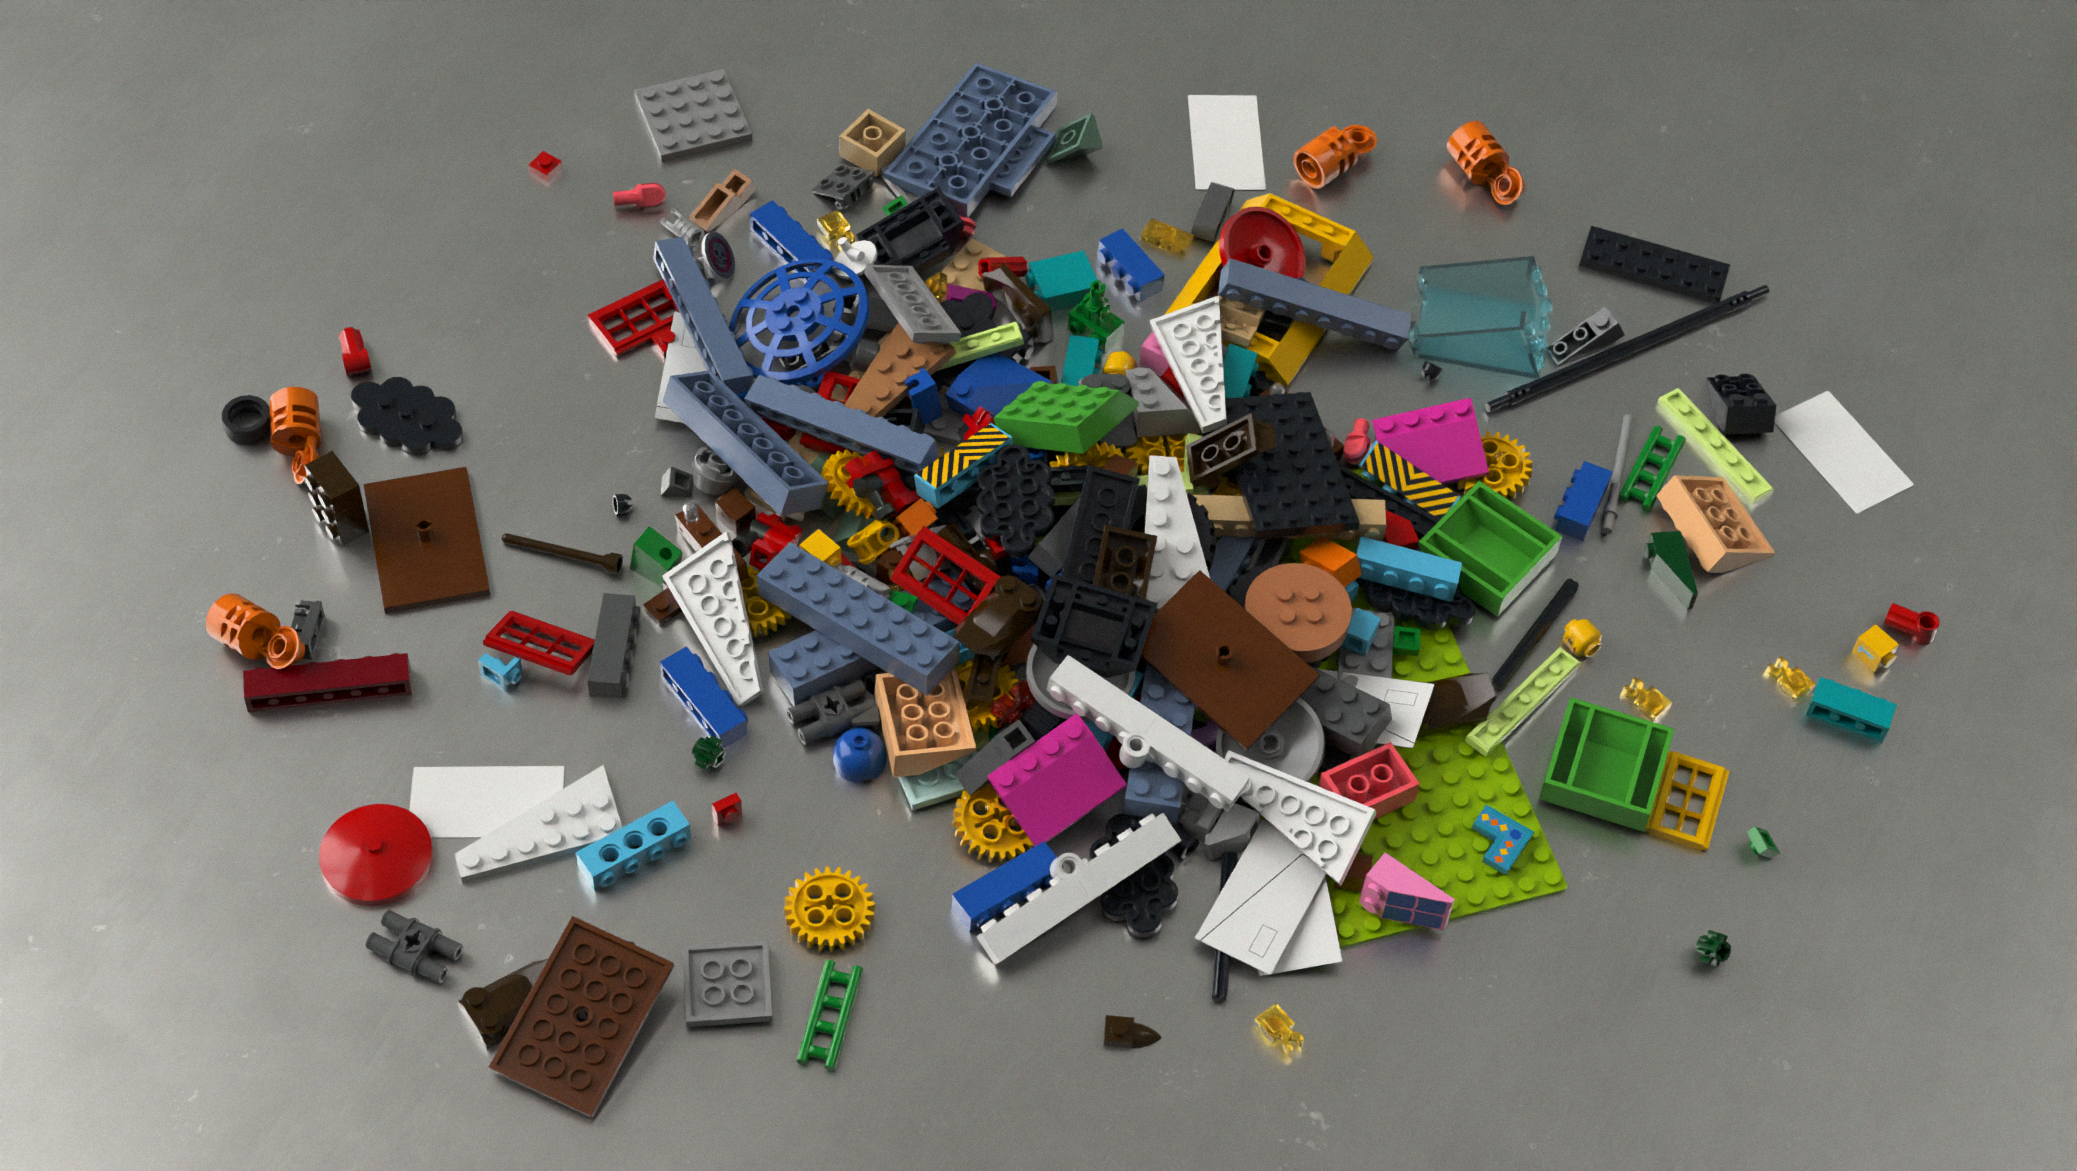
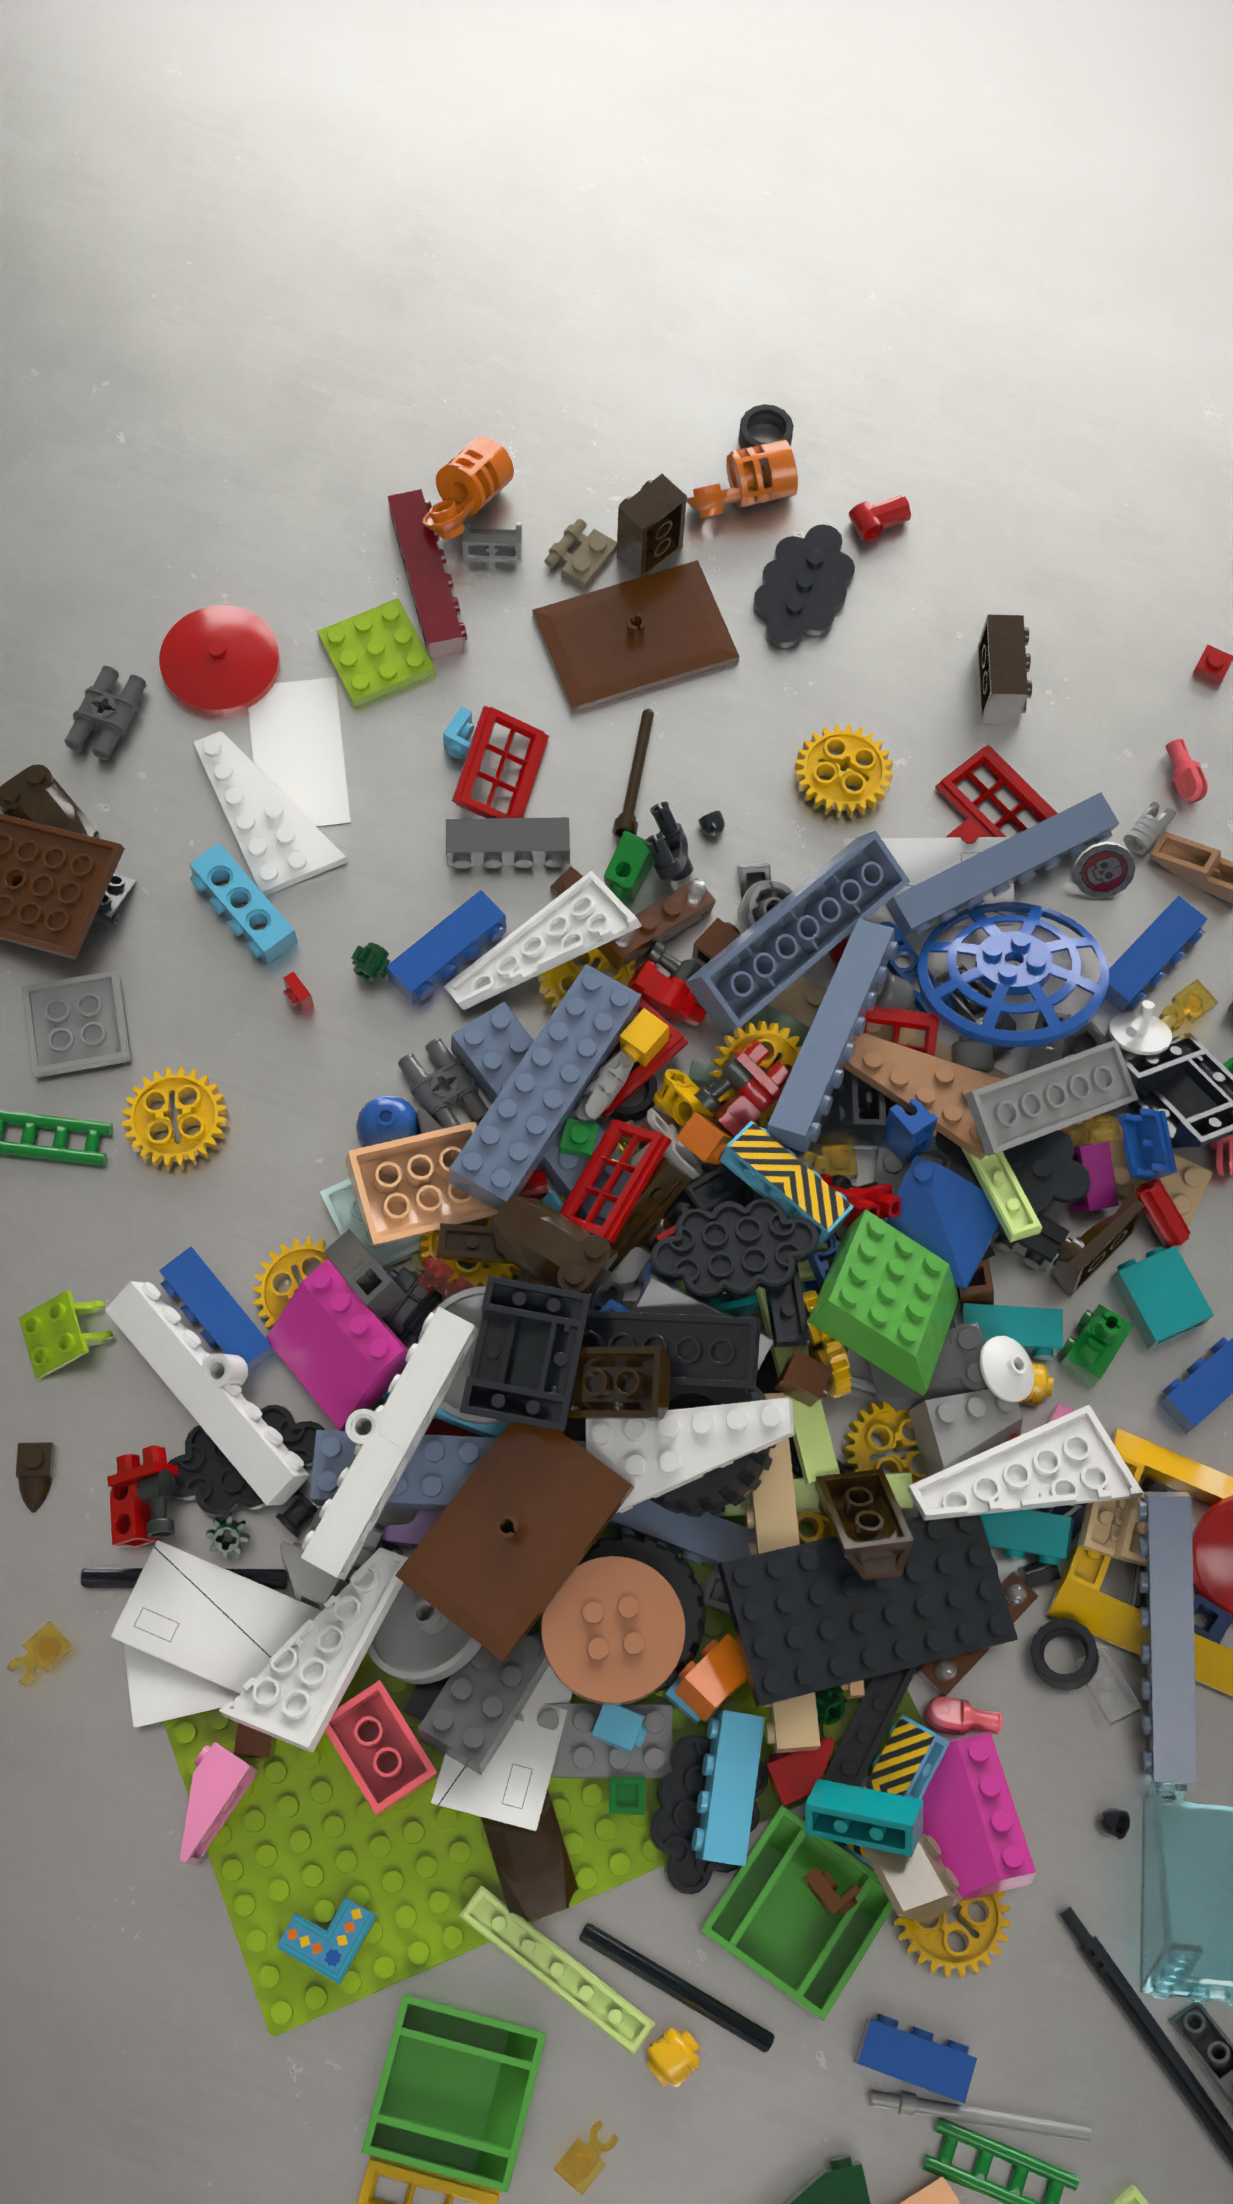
camera: 85 degrees right, 15 degrees up
(337, 561) = (587, 560): none -> dark tan plate
(397, 731) = (376, 652): none -> lime plate
(528, 288) = (1003, 669): none -> dark brown brick
(592, 409) = (834, 792): none -> yellow gear
(630, 530) = (671, 848): none -> black connector
(951, 261) = (1147, 1145): none -> blue hinge
(1014, 1005) = (55, 1334): none -> lime plate
(1116, 365) = (1006, 1369): none -> white dish
(1154, 942) = (133, 1492): none -> red hips
(1195, 887) = (219, 1539): none -> gear
(1311, 360) = (1060, 1628): none -> black tyre
(1339, 358) = (1111, 1689): none -> clear plate
(1432, 485) = (864, 1817): none -> teal brick
(1470, 466) = (918, 1884): none -> dark tan slope
(1481, 516) = (824, 1888): none -> reddish brown bracket

